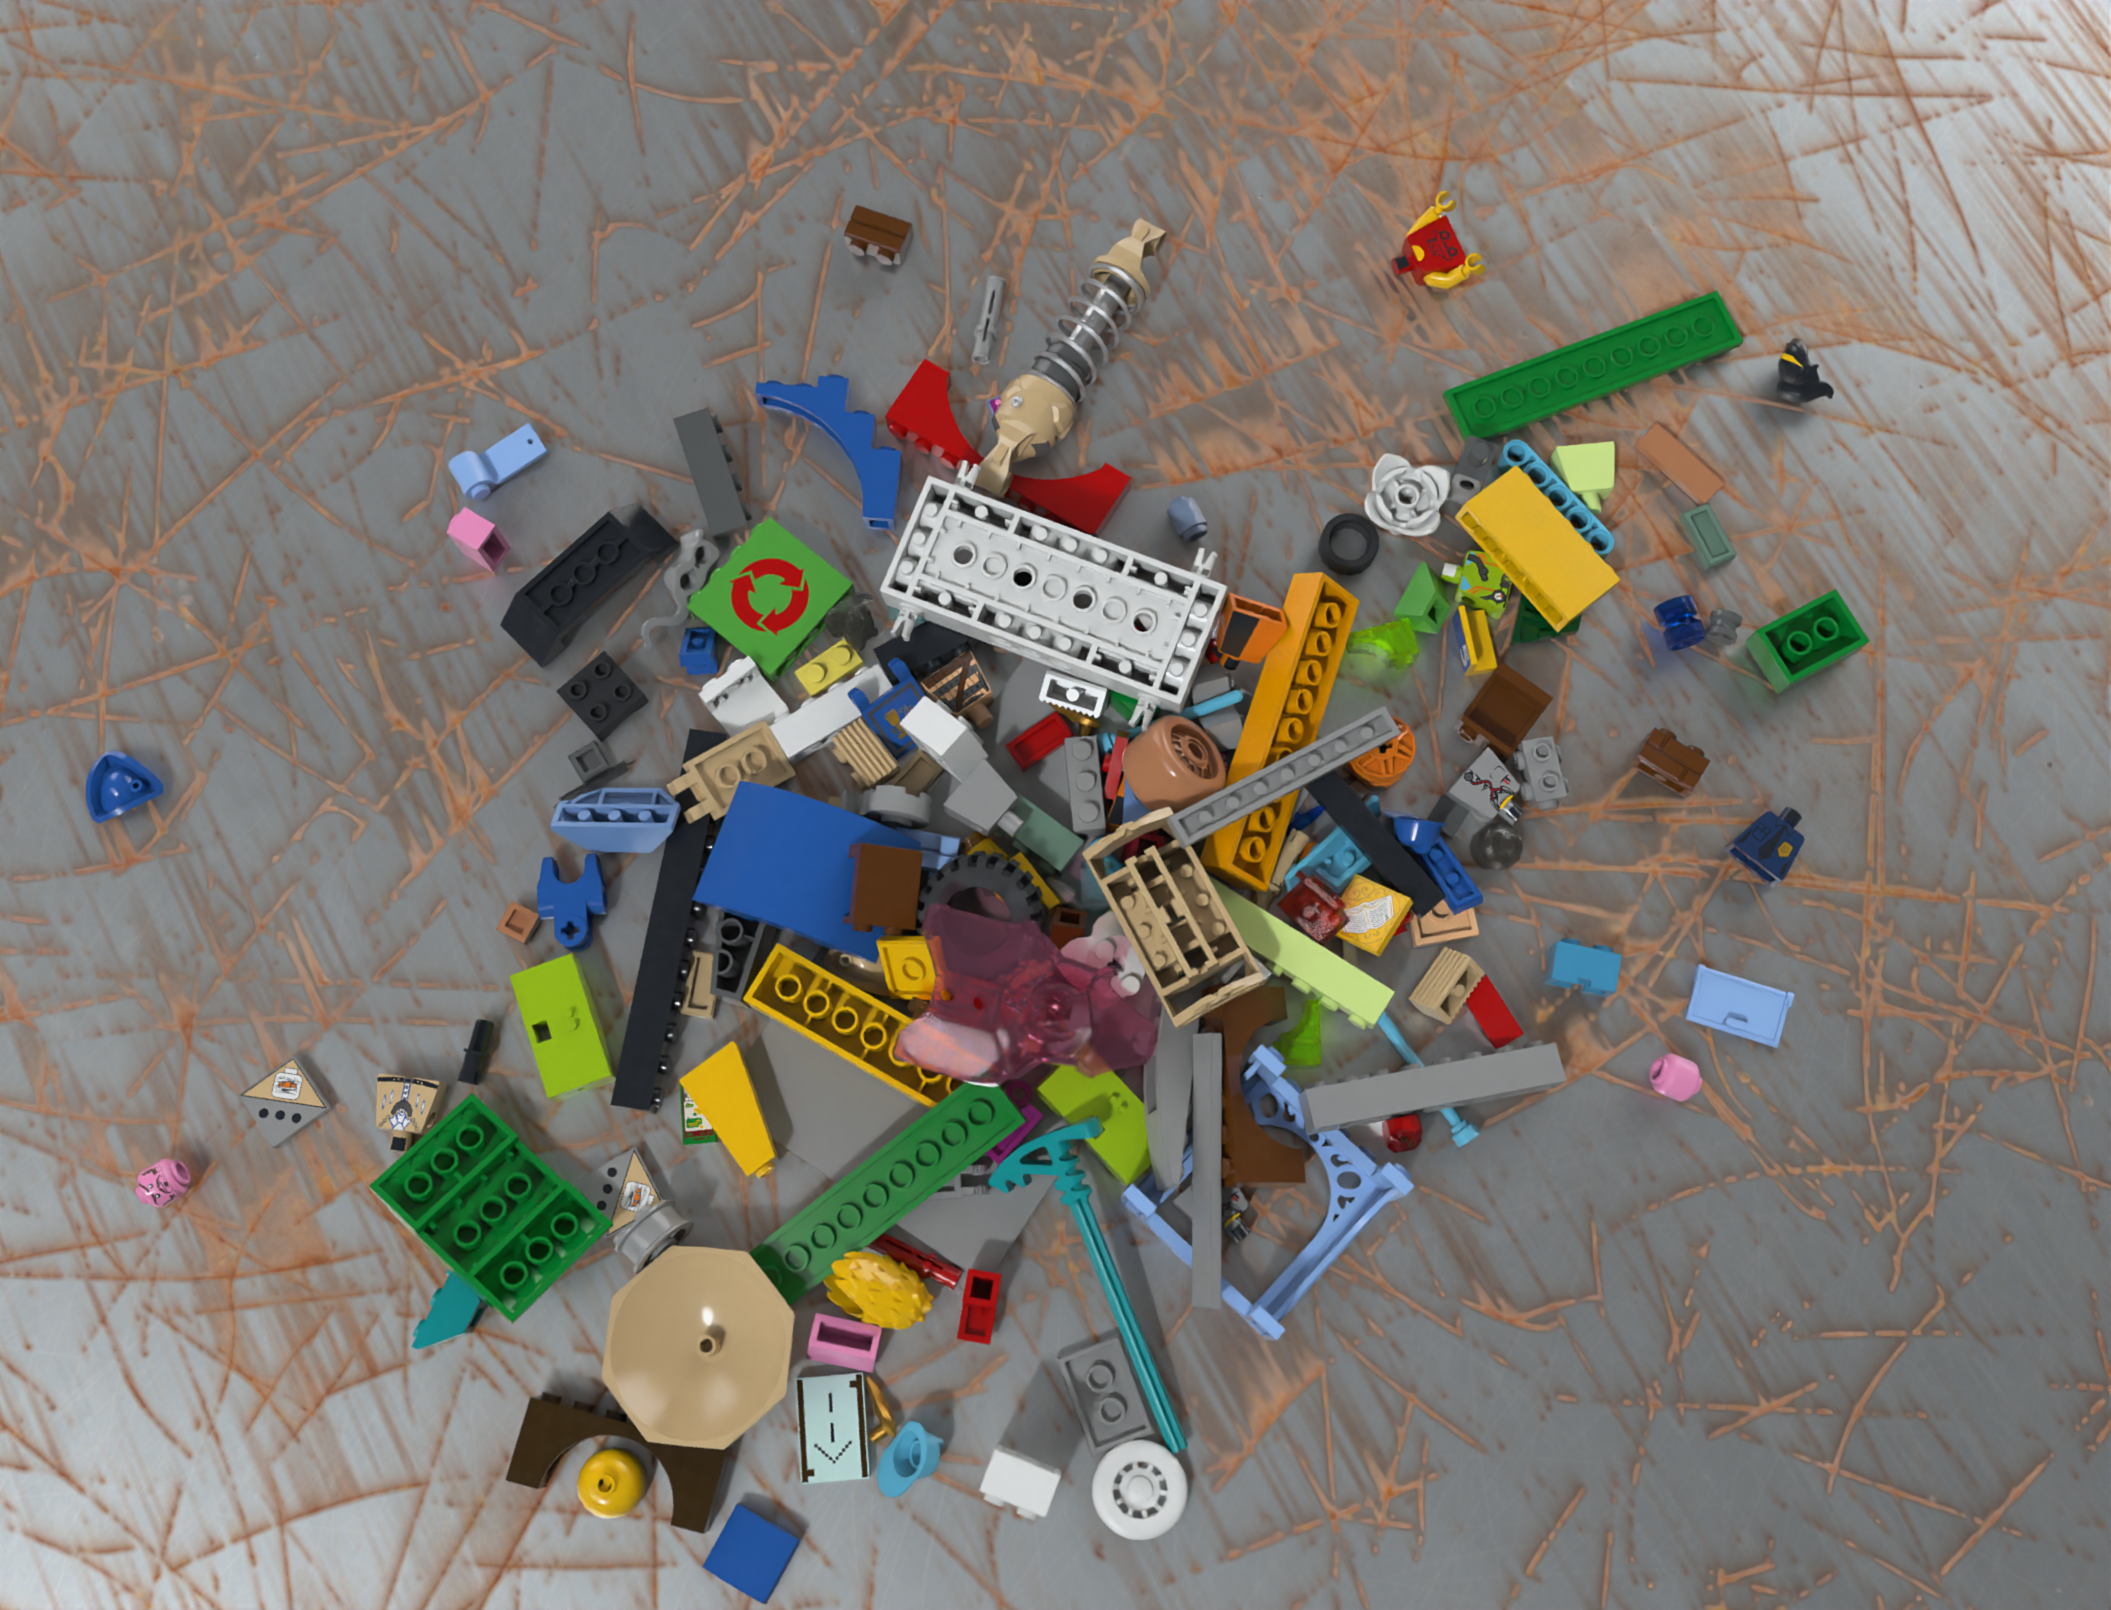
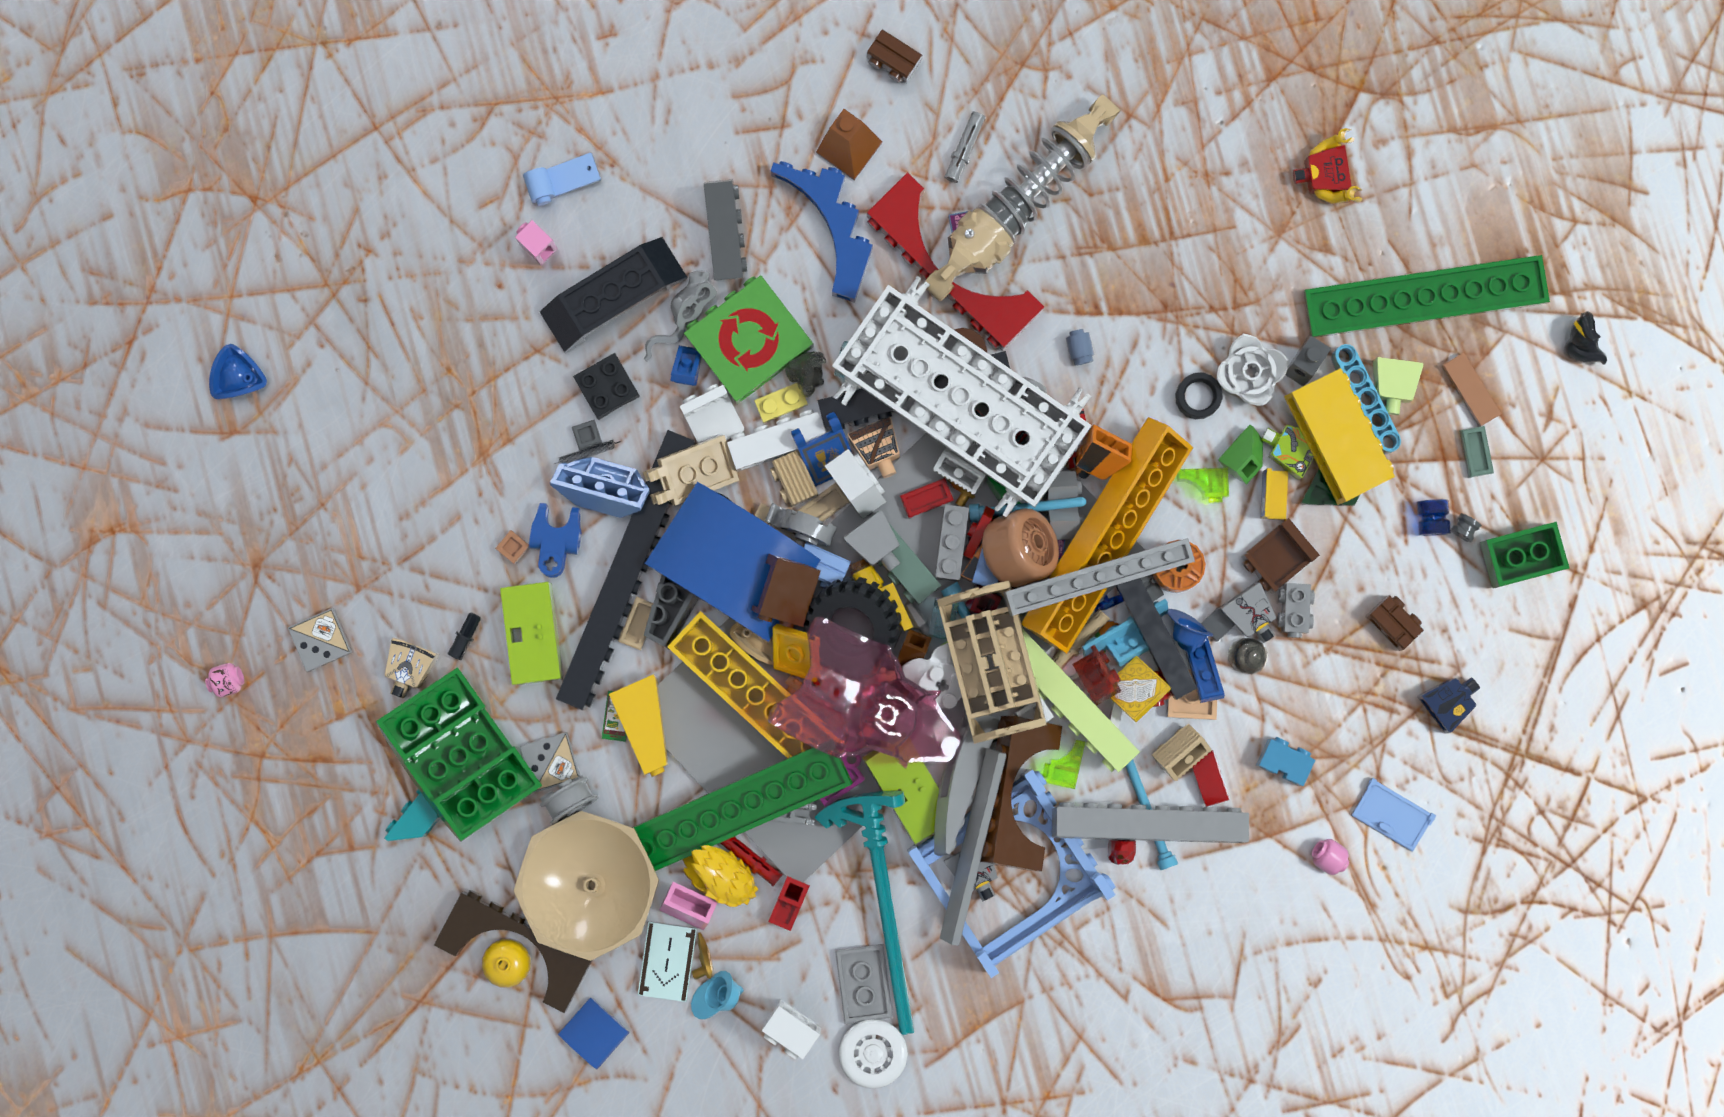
camera: 10 degrees right, 10 degrees up
(846, 345) = (849, 144): none -> dark orange slope

